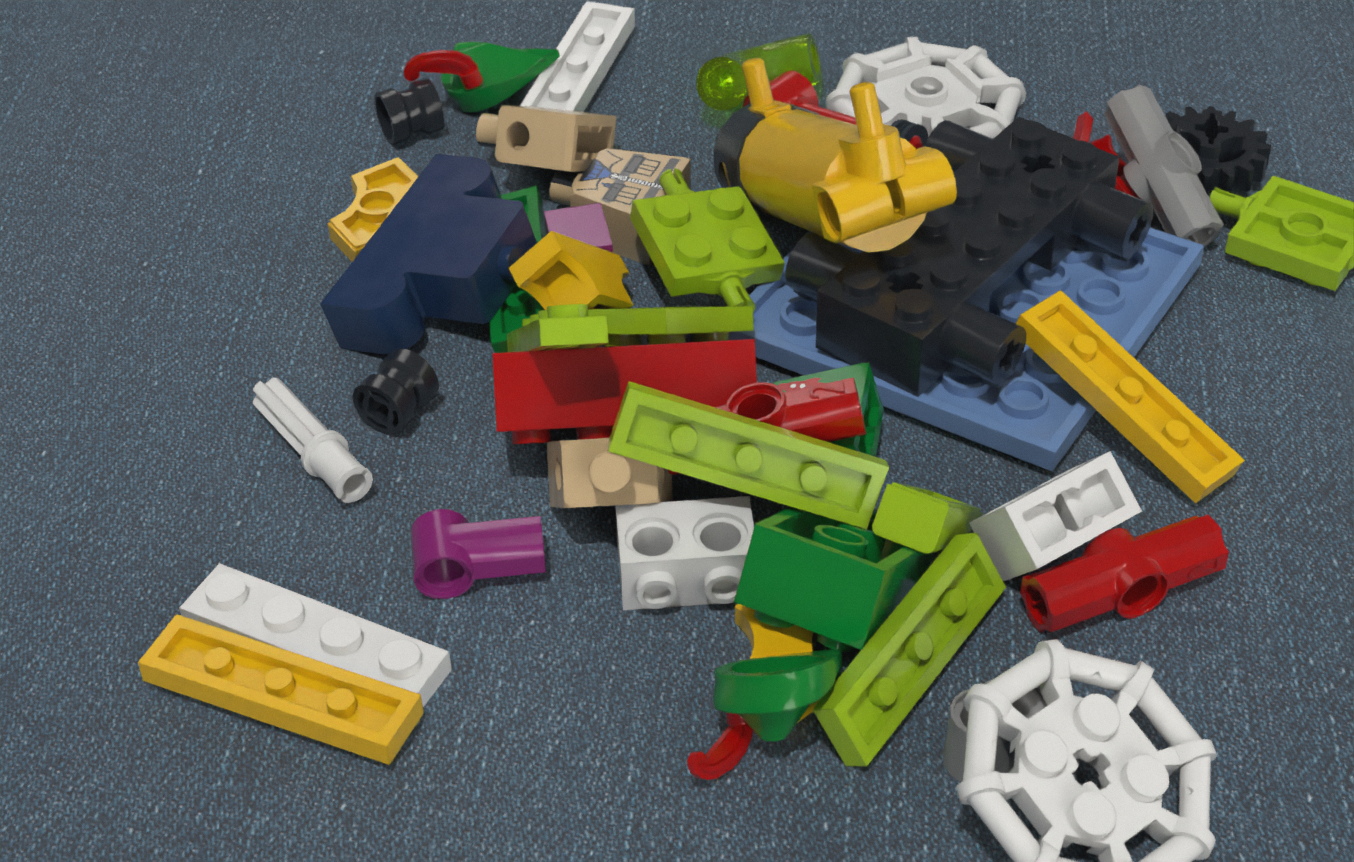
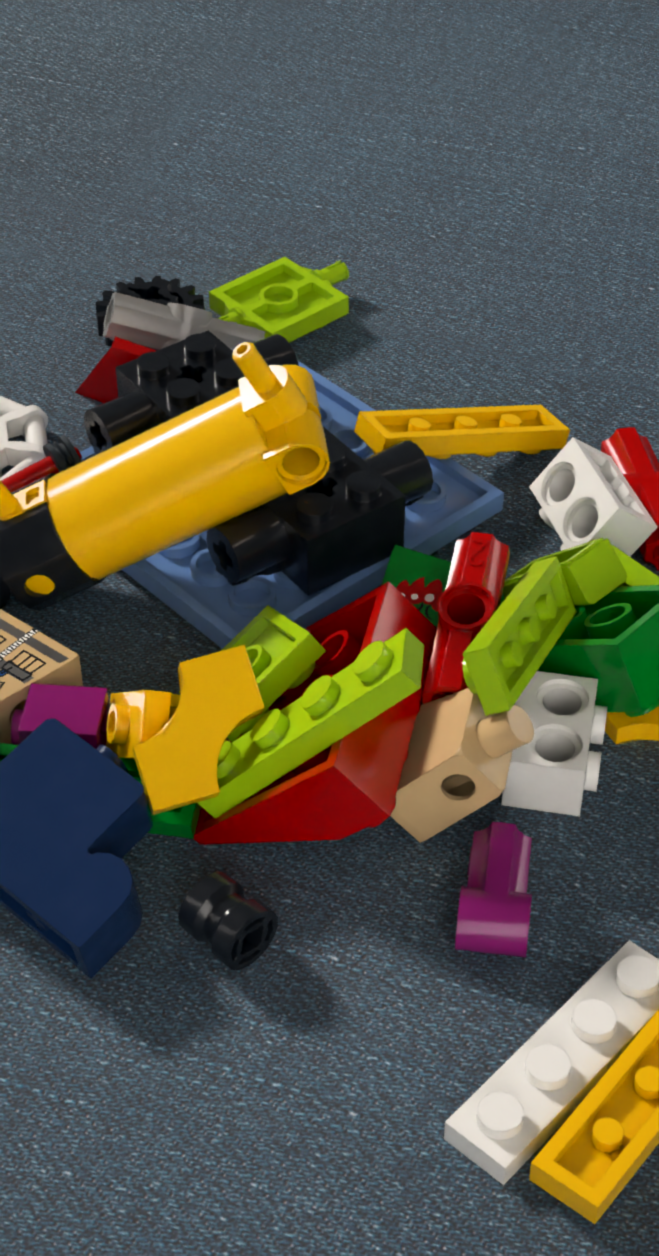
camera: 75 degrees left, 0 degrees up
(321, 450) = (261, 1014): white axle -> none
(516, 286) = (182, 758): none -> yellow tile
(706, 240) = (138, 619): lime plate -> none

